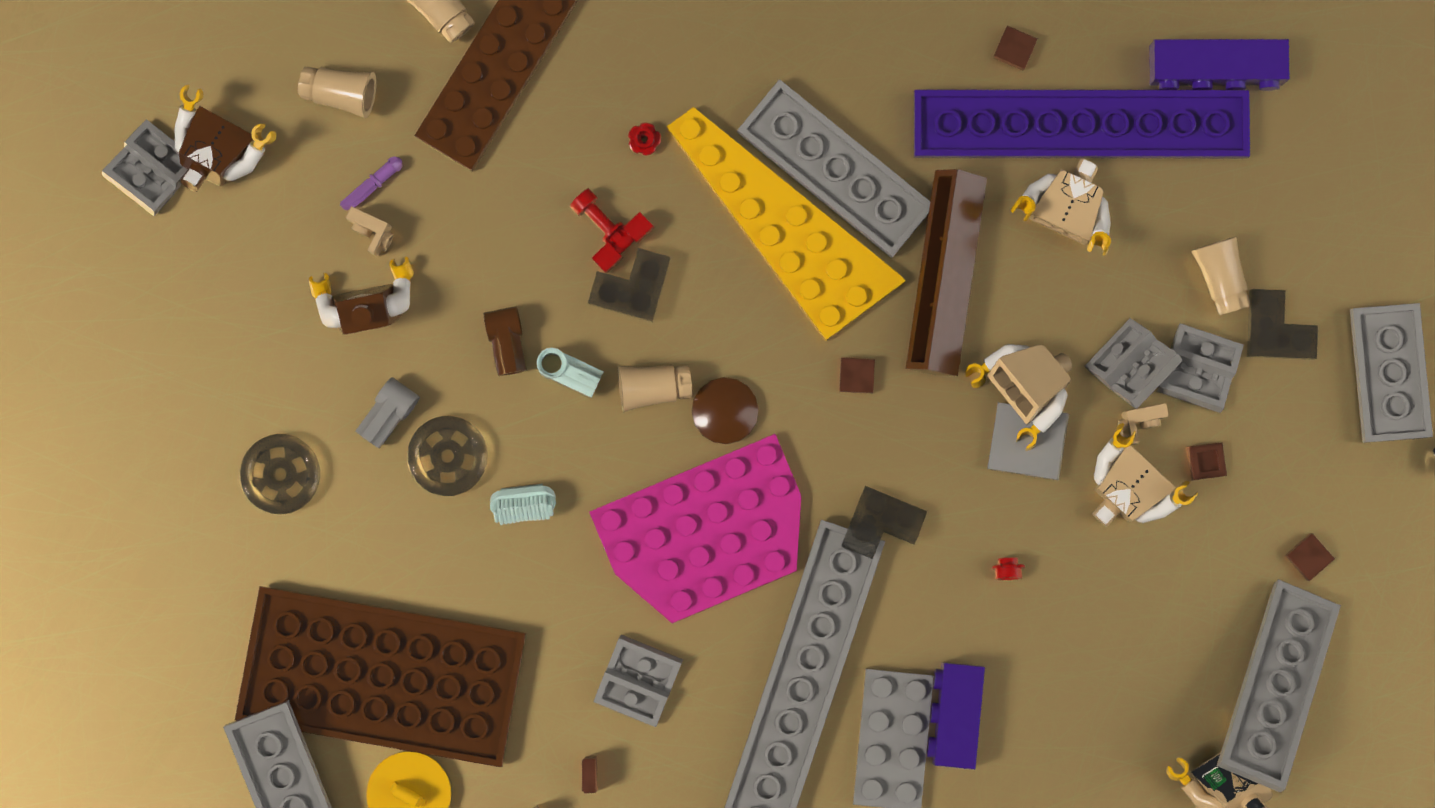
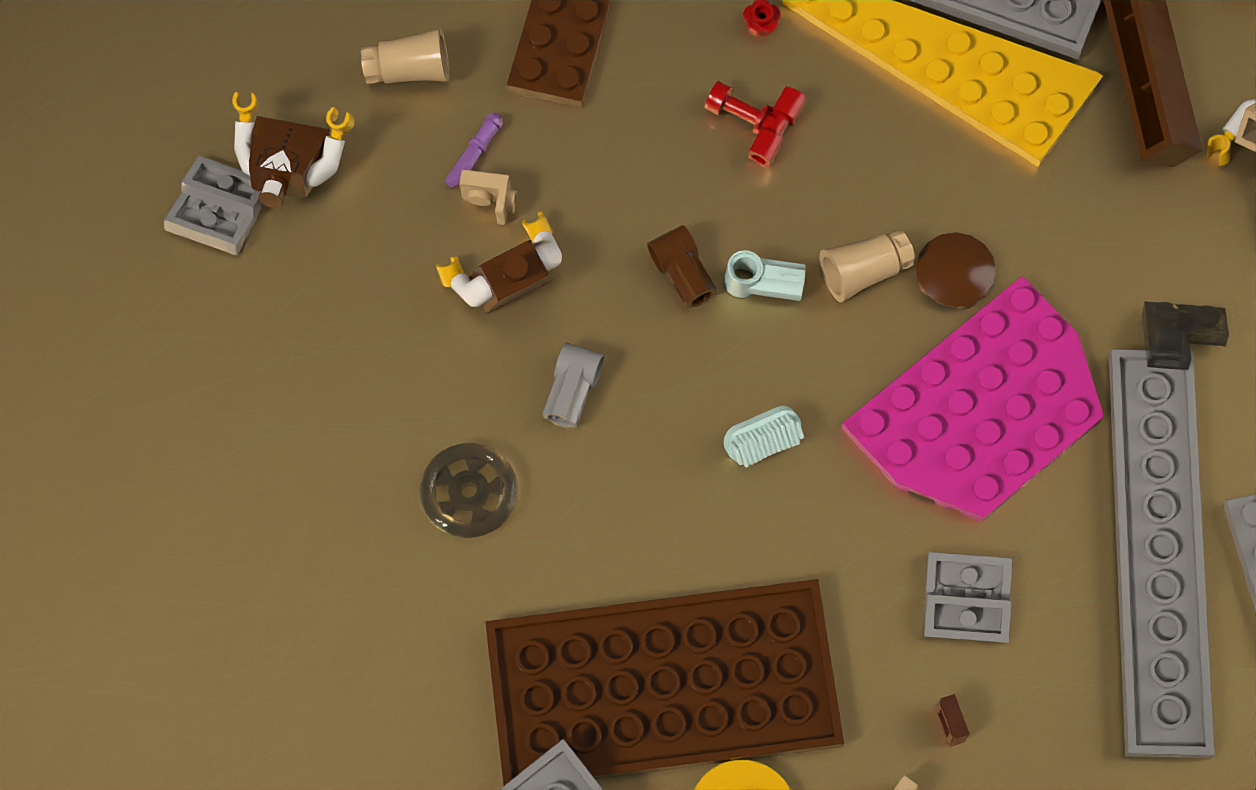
camera: 20 degrees left, 15 degrees down
(420, 447) = (647, 443): clear smoke plate -> none
(635, 296) = (812, 177): clear smoke plate -> none
(857, 375) = (1088, 190): copper tile -> none

